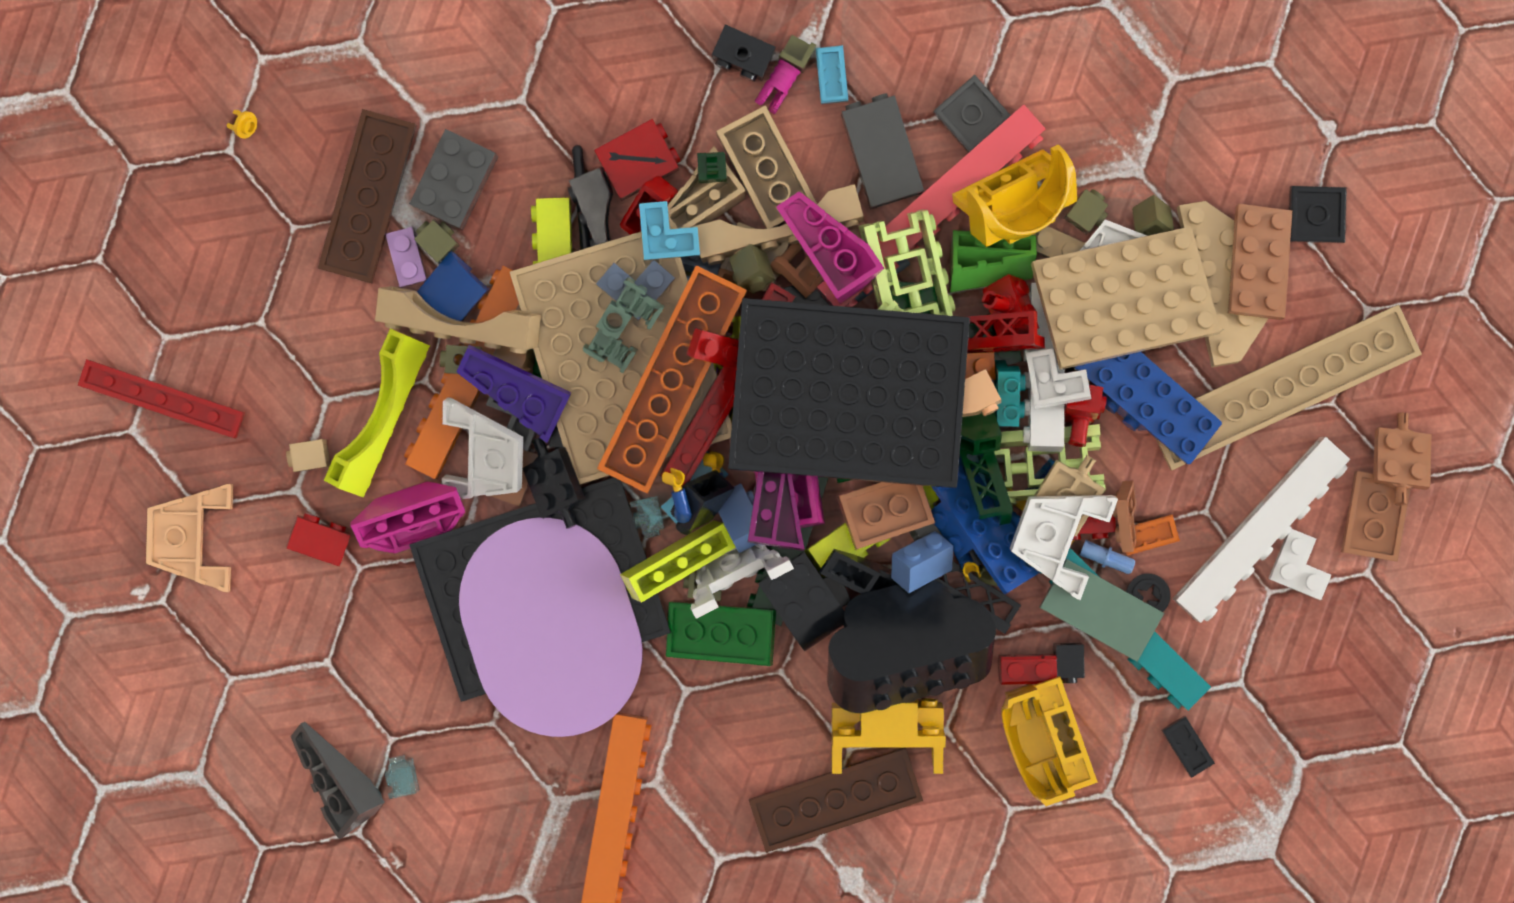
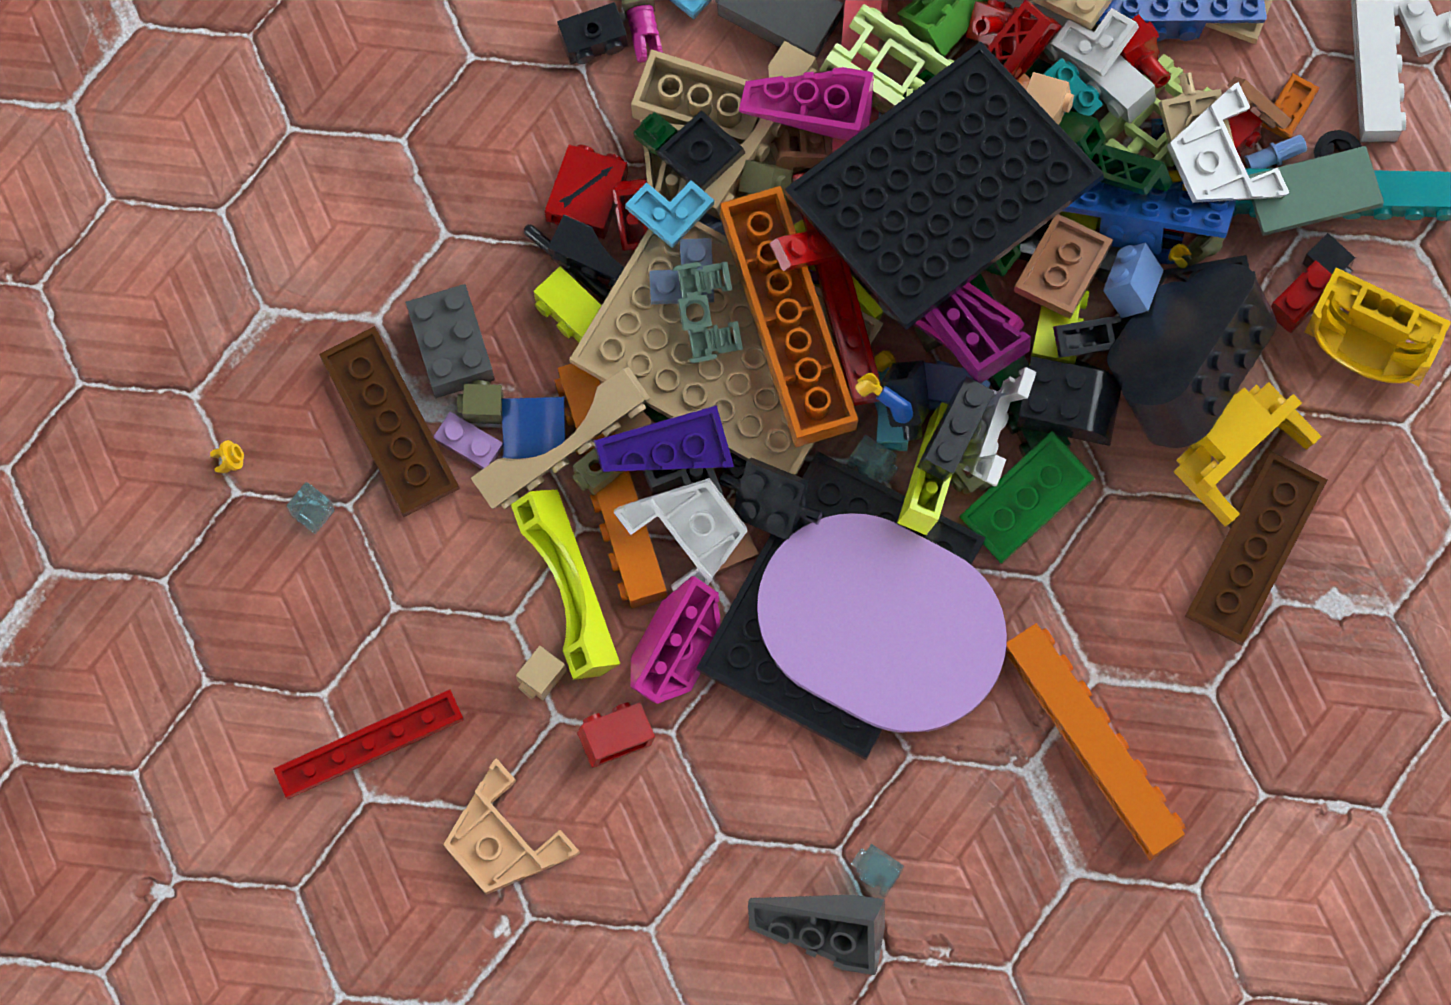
camera: 40 degrees left, 15 degrees down
(264, 208) = (310, 507): none -> clear light blue panel
(706, 556) = (955, 429): none -> black brick
(727, 209) = (700, 151): none -> black tile

